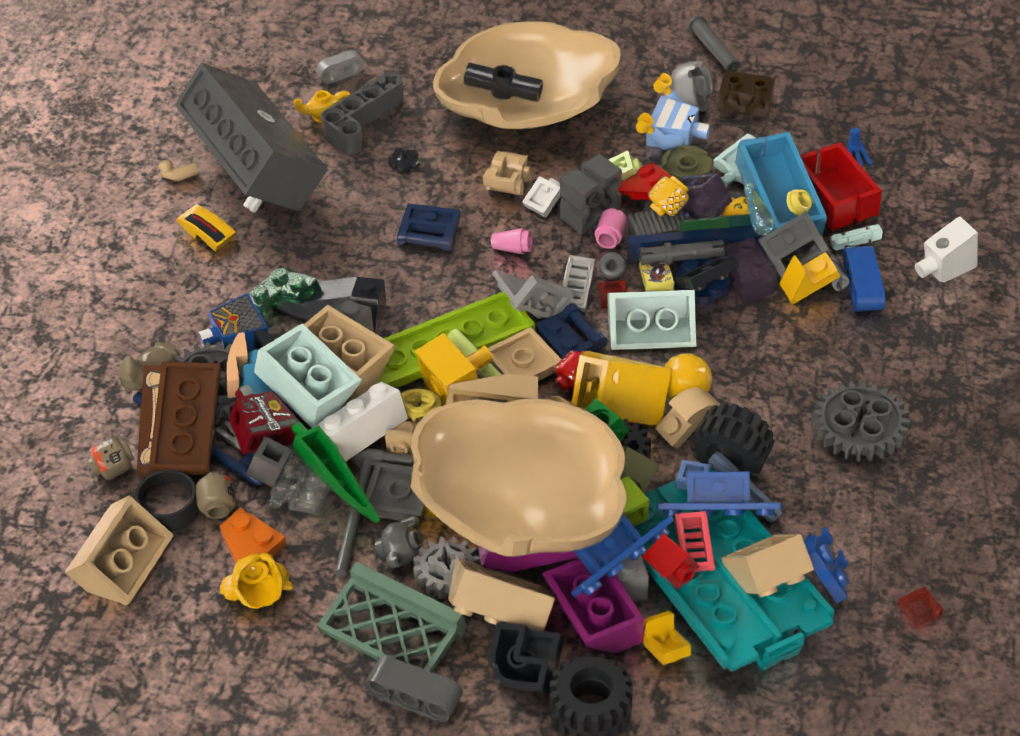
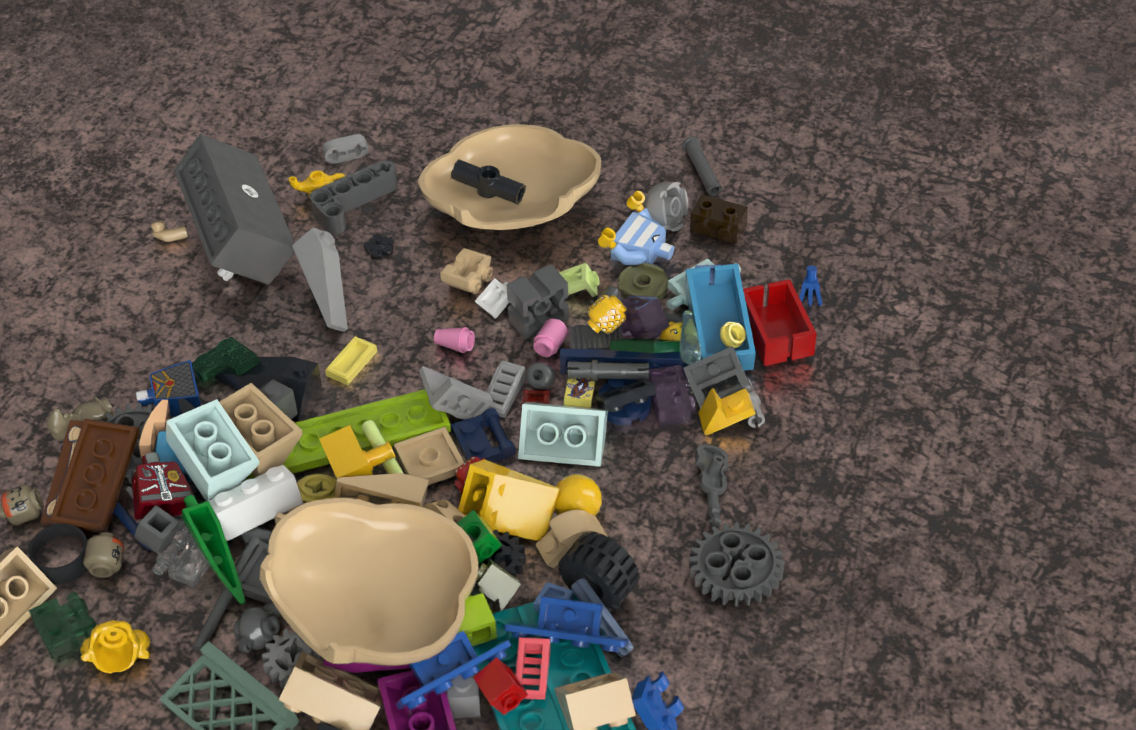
camera: 10 degrees right, 0 degrees up
(185, 571) = (54, 627): none -> clear green plate
(207, 226) = (177, 289): slope -> none
(250, 536) = (125, 600): orange wing -> none
(359, 185) = (322, 270): none -> light grey wedge
(410, 275) = (351, 360): none -> light yellow tile
(430, 220) = (381, 308): dark blue plate -> none
(642, 182) = (586, 297): red wing -> none
(810, 332) = (712, 464): none -> dark grey piece
(856, 237) = (785, 375): light aqua axle -> none
(864, 278) = (780, 419): blue beam -> none
(950, 252) = (869, 403): white torso -> none

